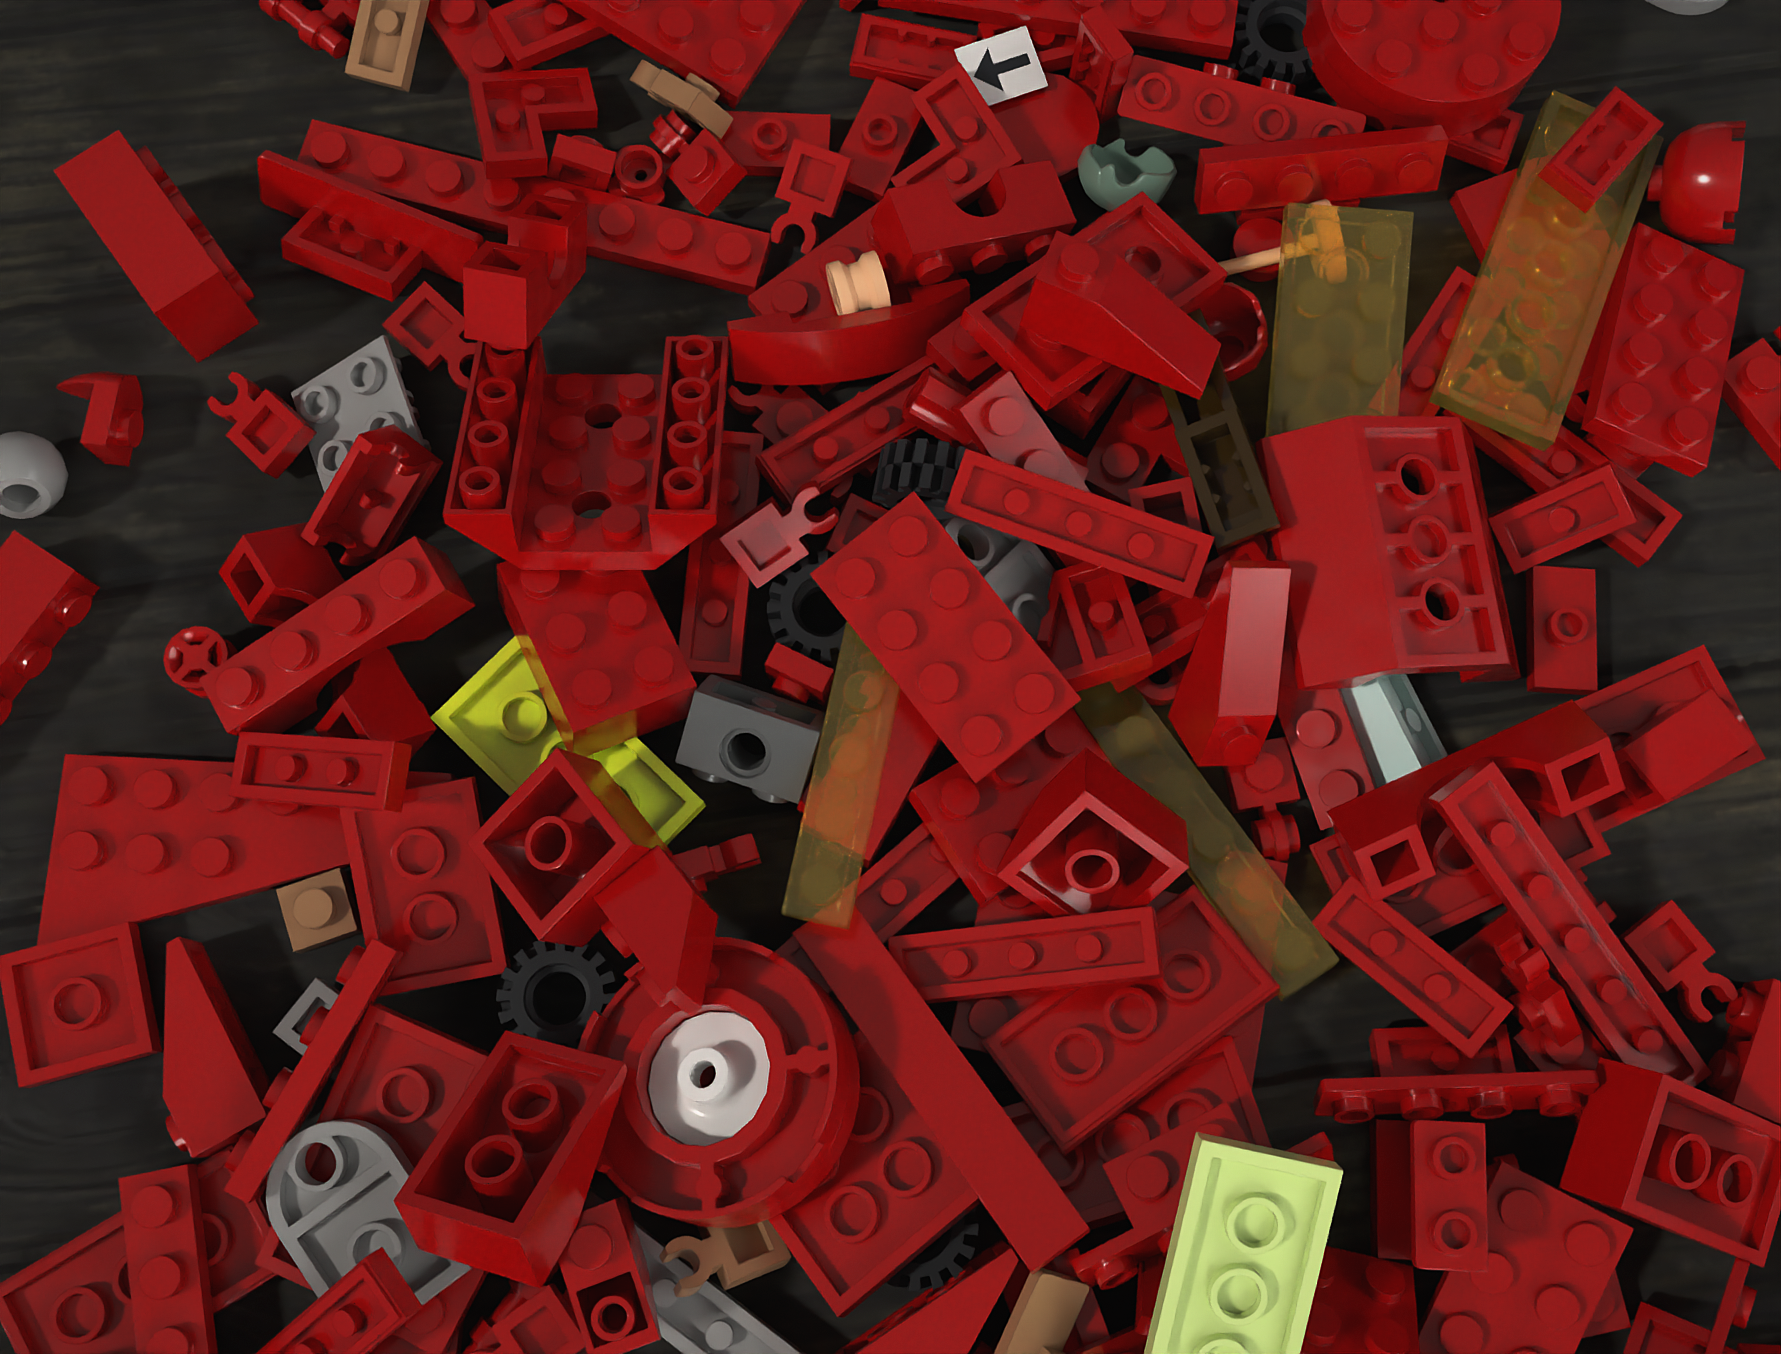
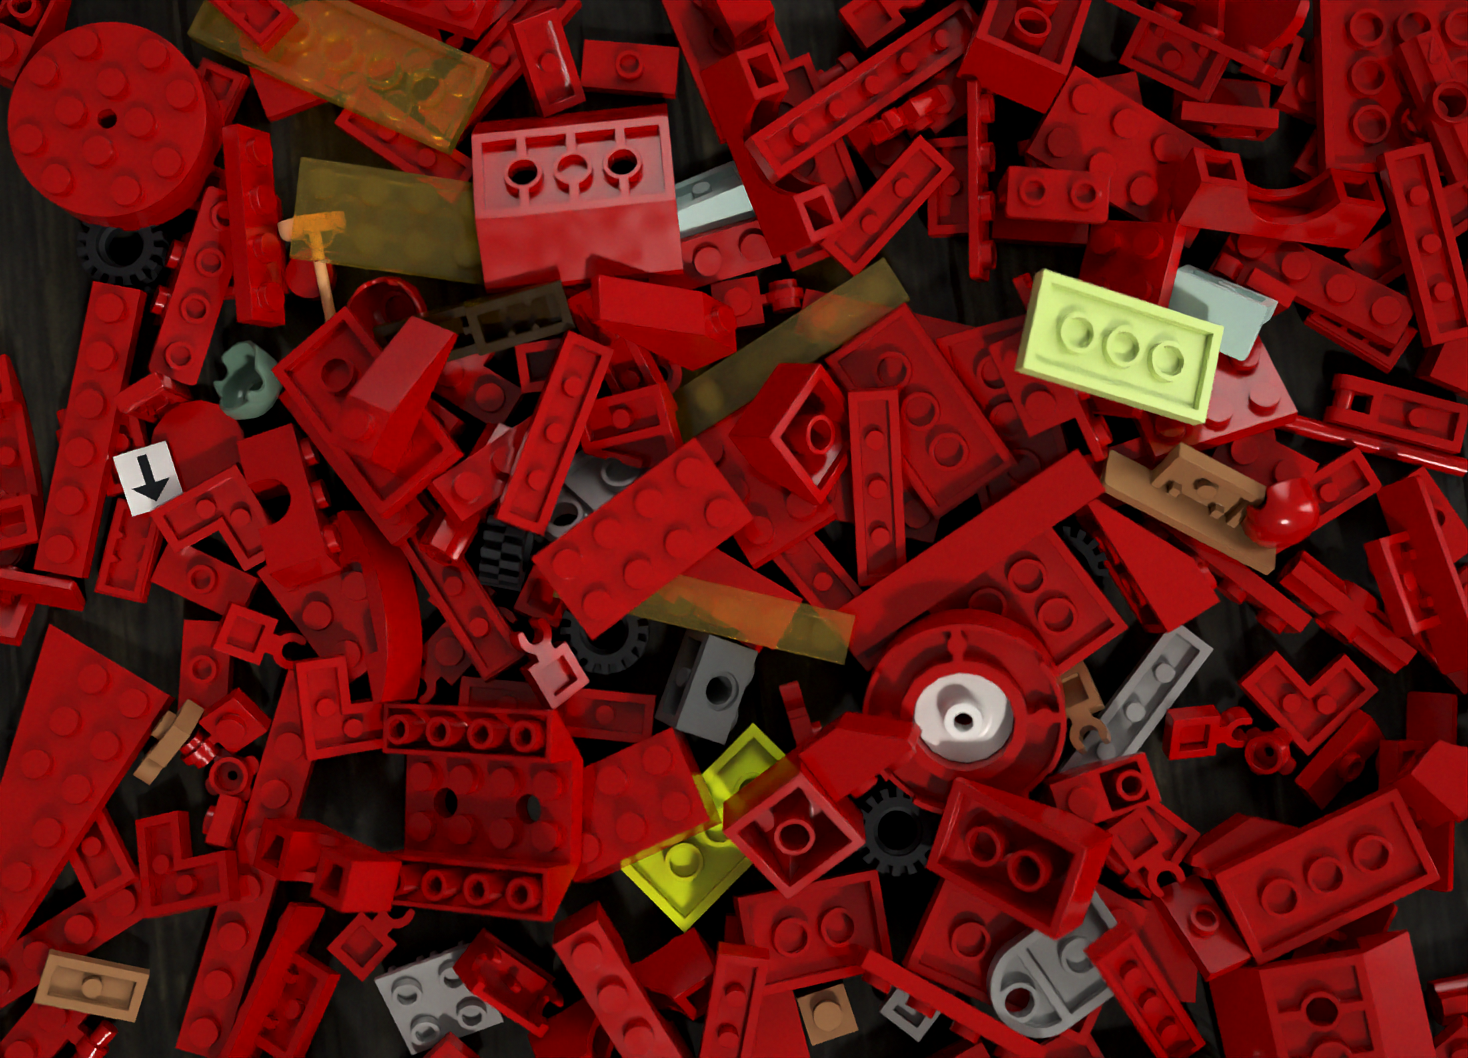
camera: 85 degrees left, 10 degrees up
(710, 273) = (327, 716): none -> red plate
(798, 676) = (657, 651): red plate -> none
(858, 284) = (344, 599): light nougat wheel -> none

